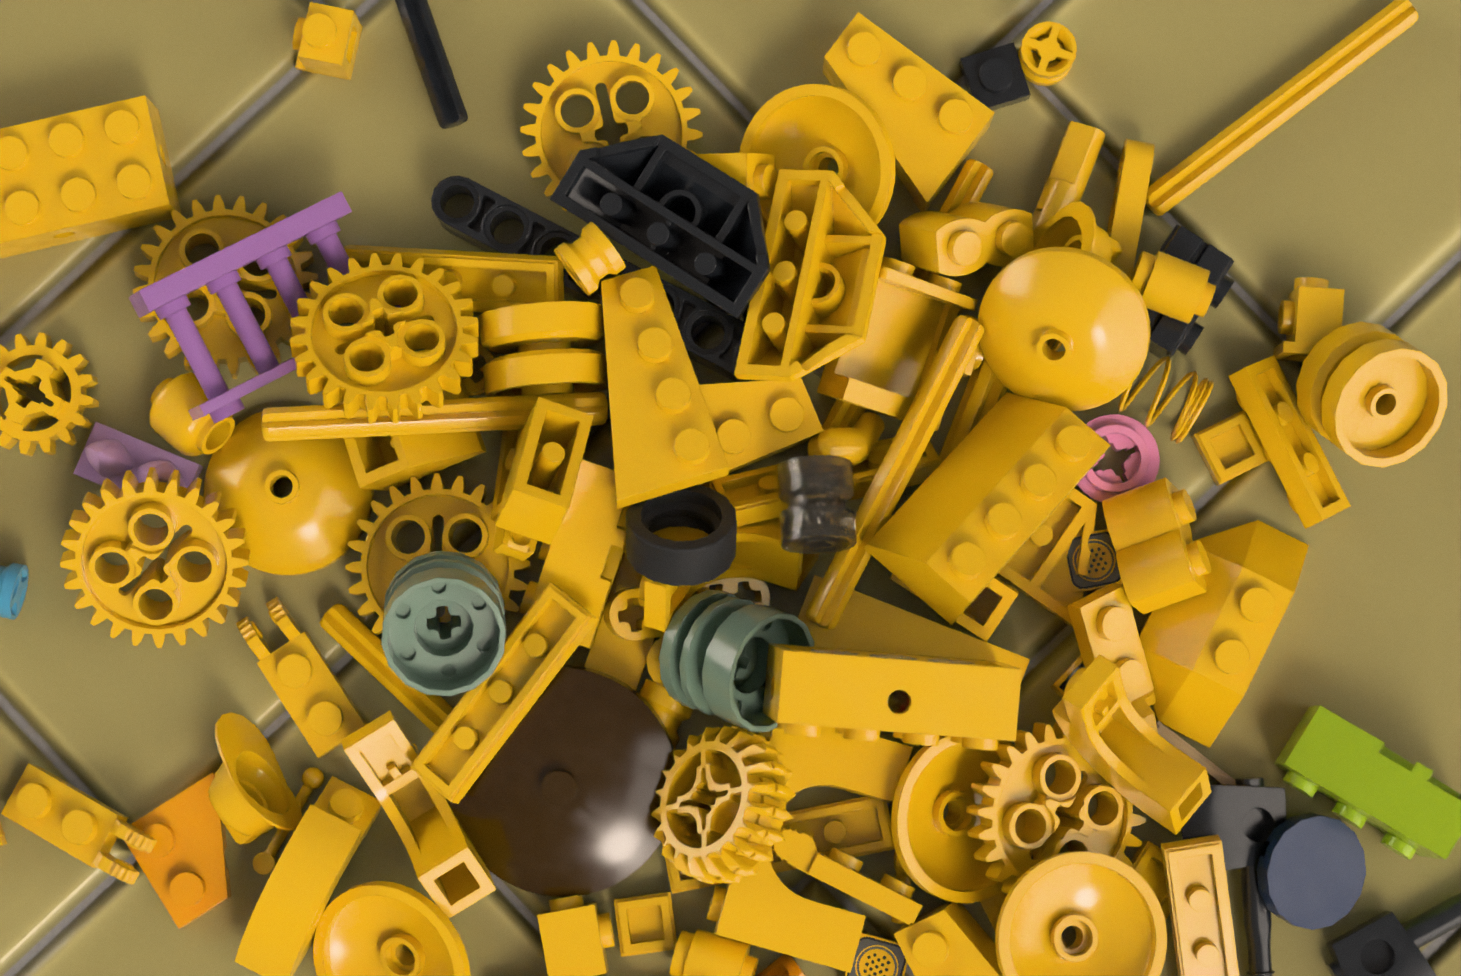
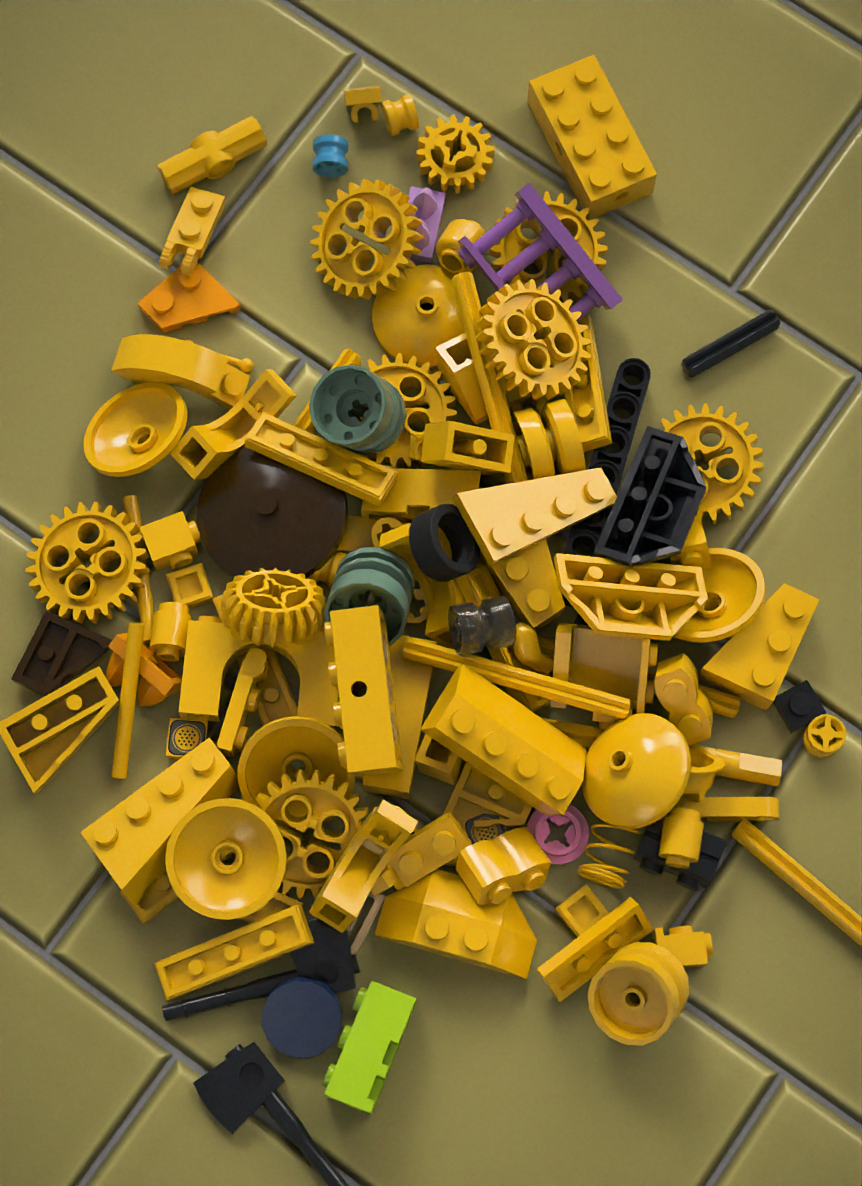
camera: 75 degrees right, 10 degrees down
(249, 784) = (237, 325): yellow piece -> none
(303, 682) = (309, 345): yellow hinge -> none
(327, 41) = (719, 273): yellow brick -> none
(590, 258) = (613, 454): yellow wheel -> none

